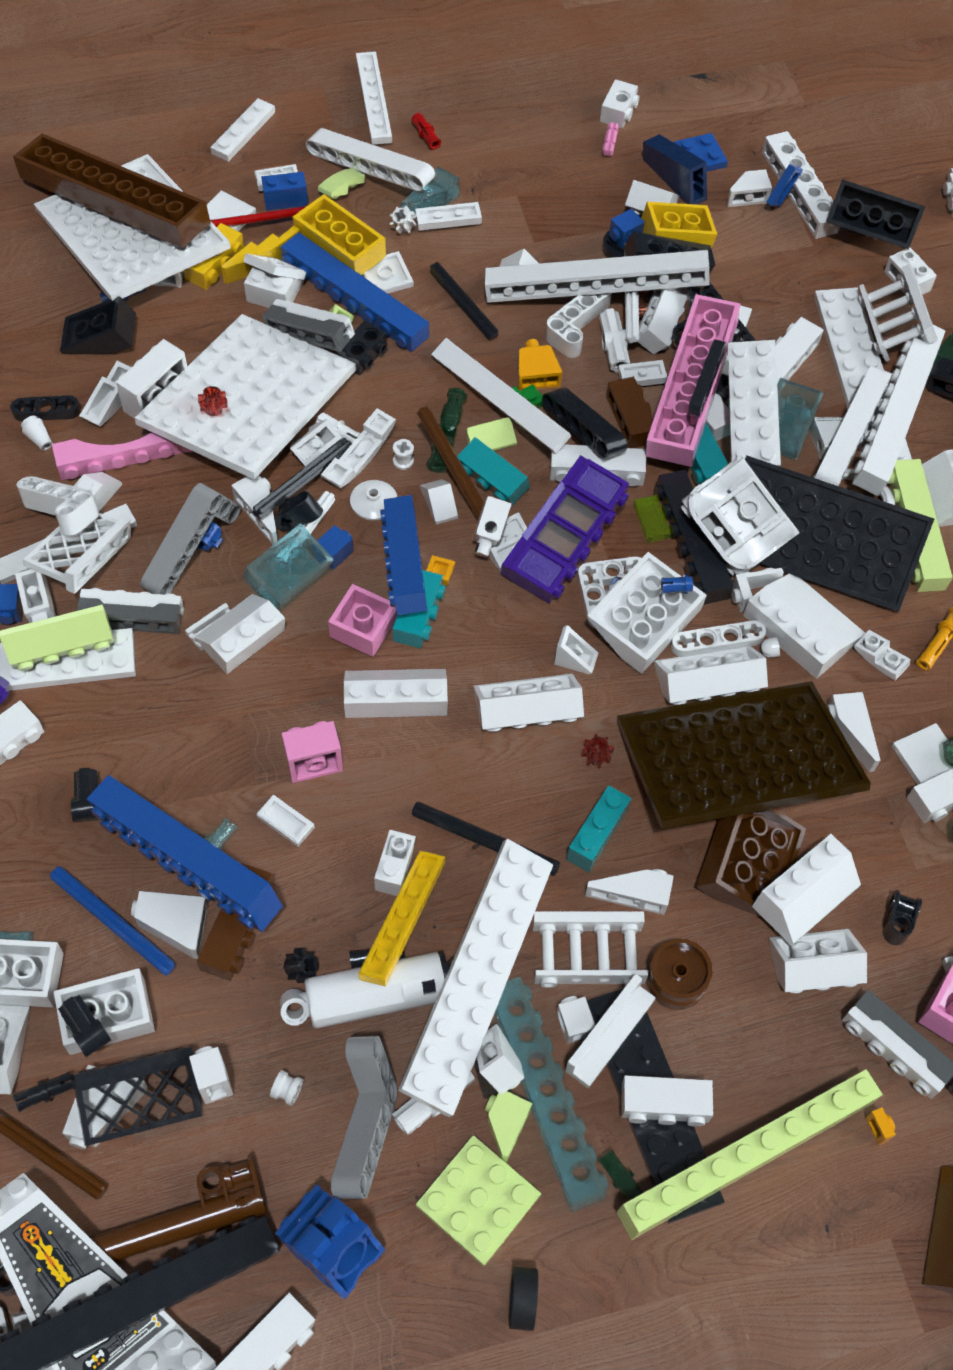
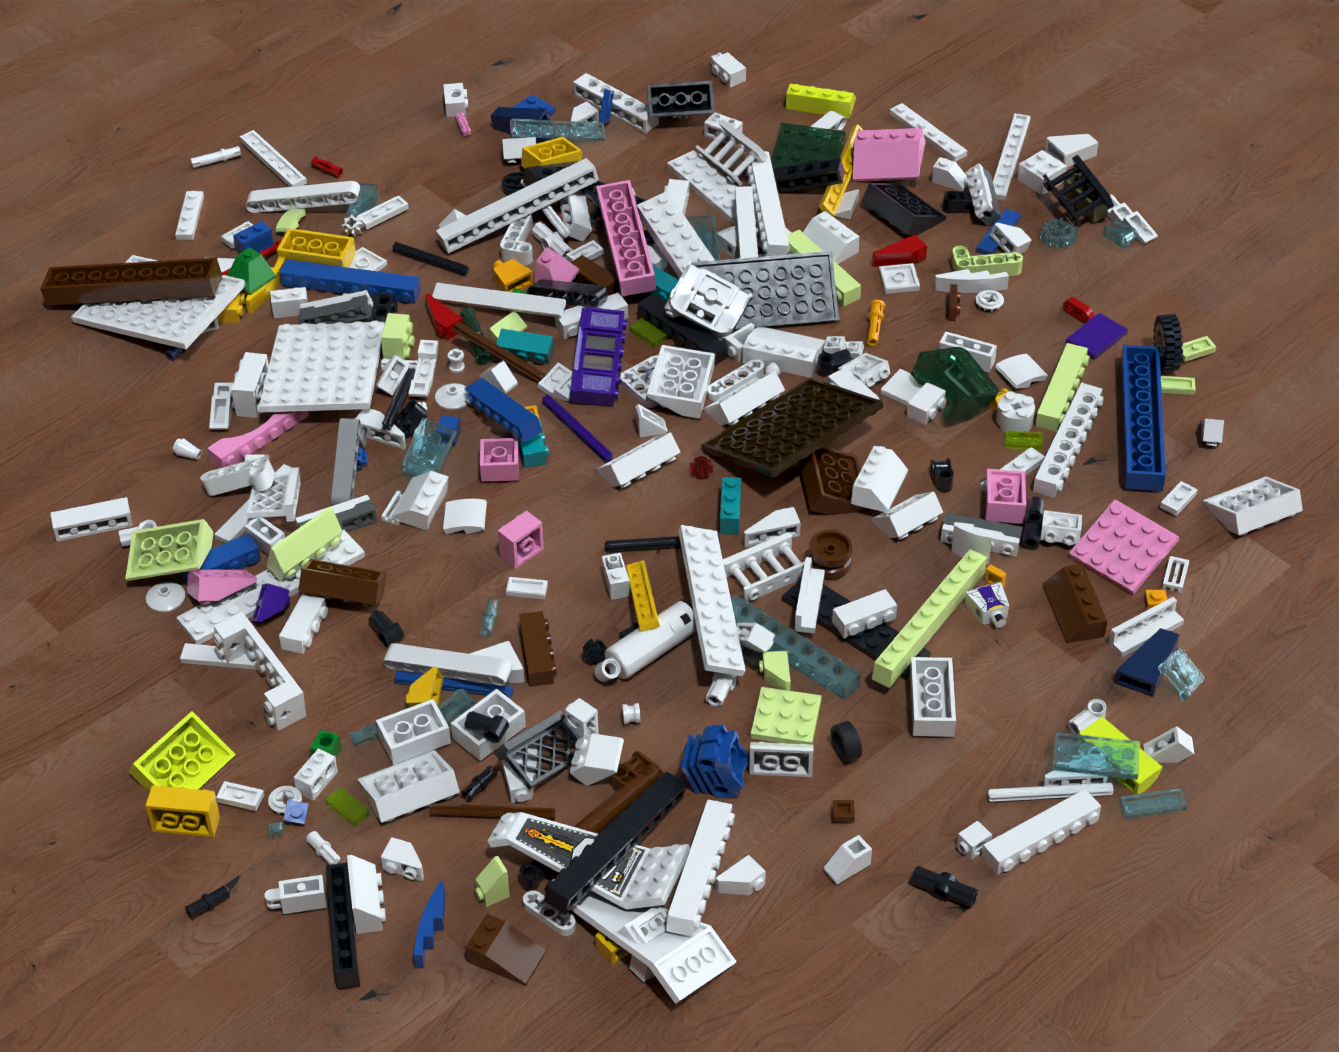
camera: 25 degrees left, 15 degrees down
(62, 402) = (164, 442): black beam -> none
(65, 920) = (425, 688): none -> yellow slope
(70, 708) = (342, 582): none -> reddish brown brick
(99, 329) = (182, 372): black slope -> none
(101, 961) = (456, 706): none -> clear light blue piece
(111, 897) = (449, 663): none -> white beam
(185, 853) = (480, 618): blue brick -> none
(194, 1141) = (596, 758): none -> white slope
(212, 401) = (310, 373): clear red gear -> none
(246, 232) = (252, 269): none -> green slope
(274, 266) = (282, 285): white tile -> none
(278, 678) = (465, 515): none -> white slope
(315, 68) = (221, 155): none -> white pin
(351, 394) = (397, 336): none -> yellowish green brick
(369, 1119) = (689, 688): light grey beam -> none
(395, 693) = (551, 491): white slope -> none
(424, 388) = (442, 317): none -> red slope
(427, 1270) = (781, 759): none -> white slope
(486, 617) = (577, 428): none -> dark purple axle
(492, 517) = (547, 371): white torso -> none
(575, 1018) = (783, 605): white brick -> none
(590, 381) = (554, 267): none -> bright pink slope
(620, 1176) = (864, 668): clear green pin -> none
(624, 225) = (515, 171): blue brick -> none
(677, 584) = (695, 352): blue pin -> none
(682, 1287) = (932, 697): none -> white brick
(706, 193) = (557, 129): none -> clear light blue plate
(707, 378) = (638, 229): black beam -> none
(846, 1167) = (988, 604): none -> white torso
(854, 671) = (828, 362): none -> black piece
(868, 1051) = (966, 538): none -> white slope
(890, 705) = (868, 369): none -> white plate

